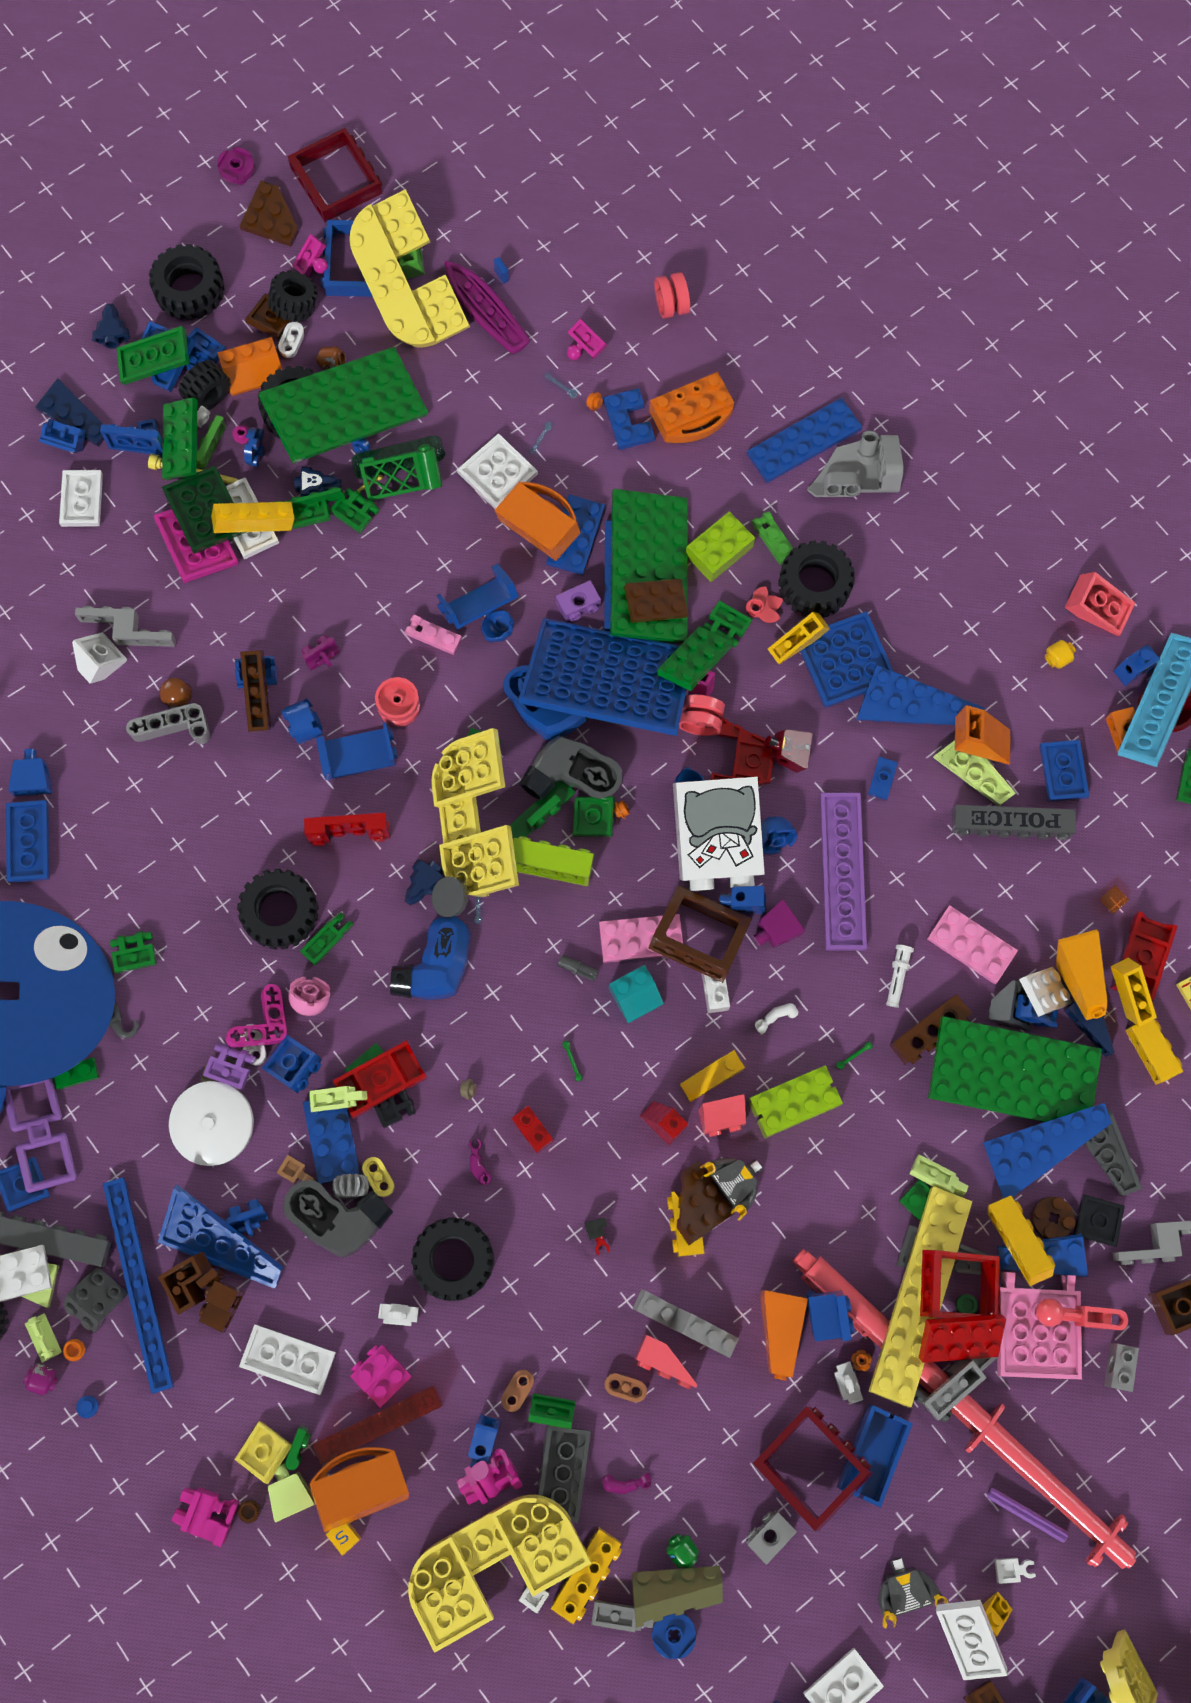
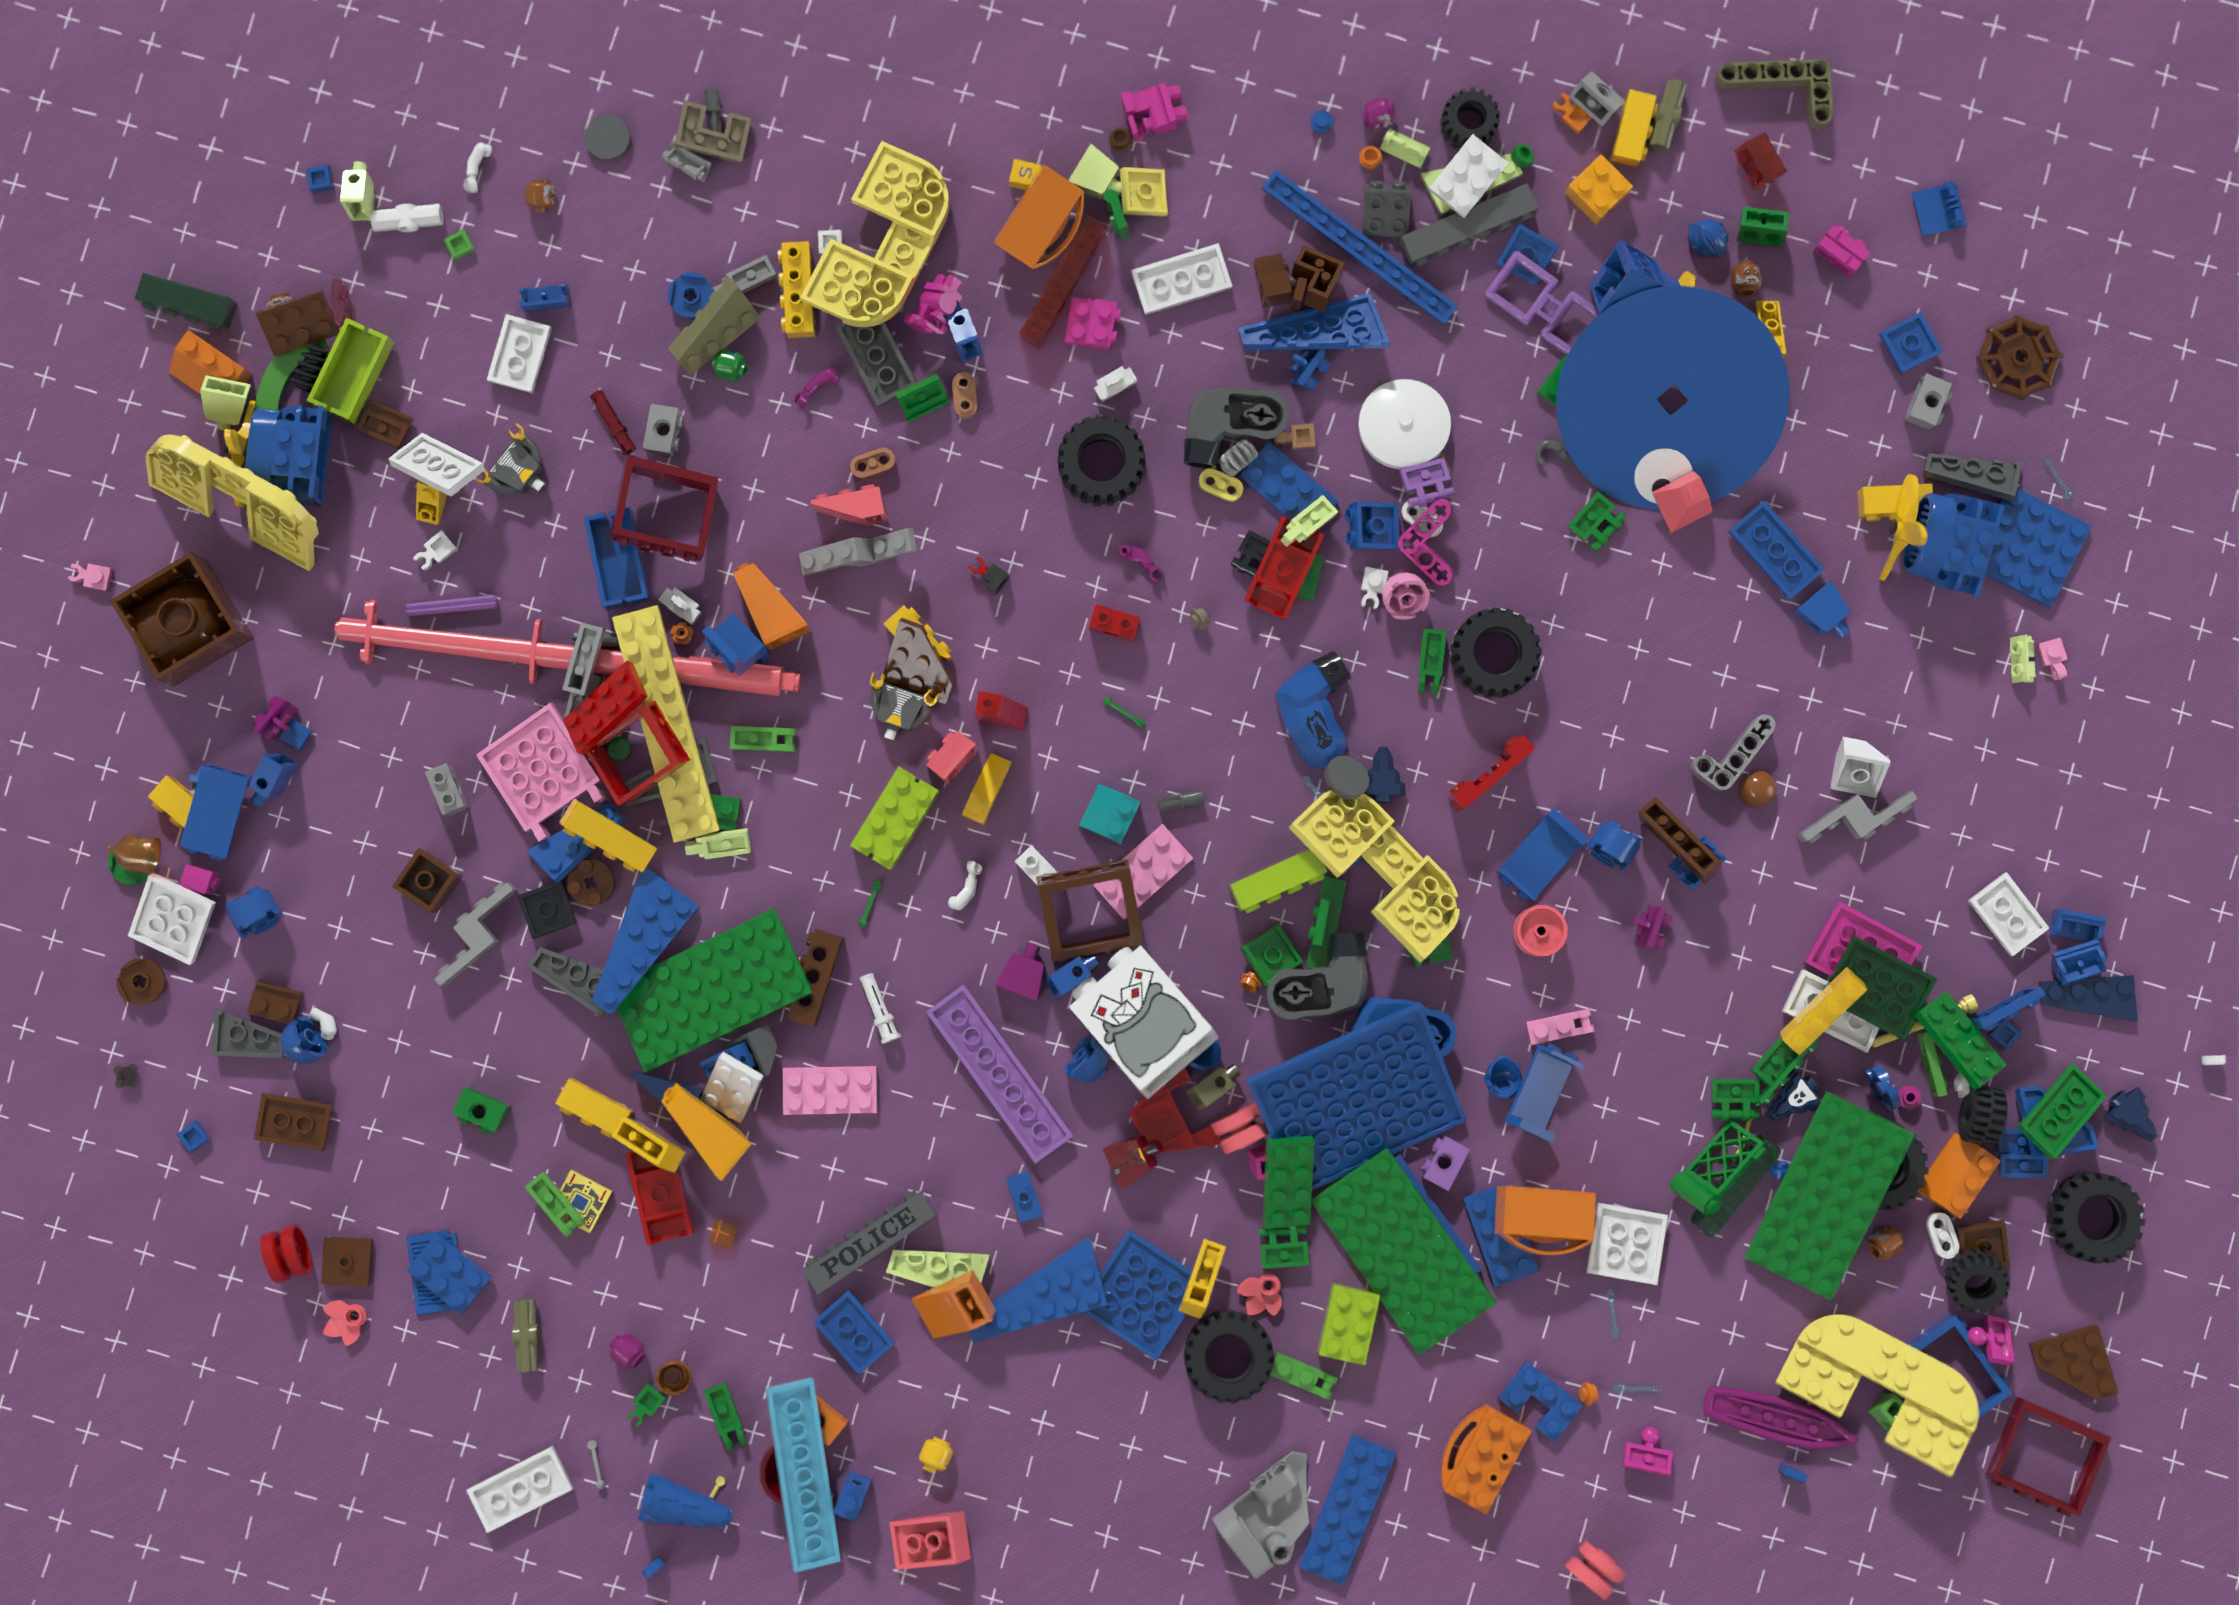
camera: 145 degrees right, 10 degrees up
(30, 322) = (2213, 1059): none -> white tile
(43, 460) = (2077, 925): none -> blue hinge
(61, 920) = (1683, 501): none -> coral slope
(236, 175) = (2168, 1400): magenta plate -> none
(324, 1024) = (1373, 583): none -> white plate
(656, 600) = (1368, 1214): reddish brown plate -> none
(700, 756) = (1206, 1091): none -> olive torso
(805, 1573) = (611, 419): none -> dark red pin
(853, 1233) = (762, 739): none -> bright green plate
(1052, 1313) = (505, 810): coral piece -> none

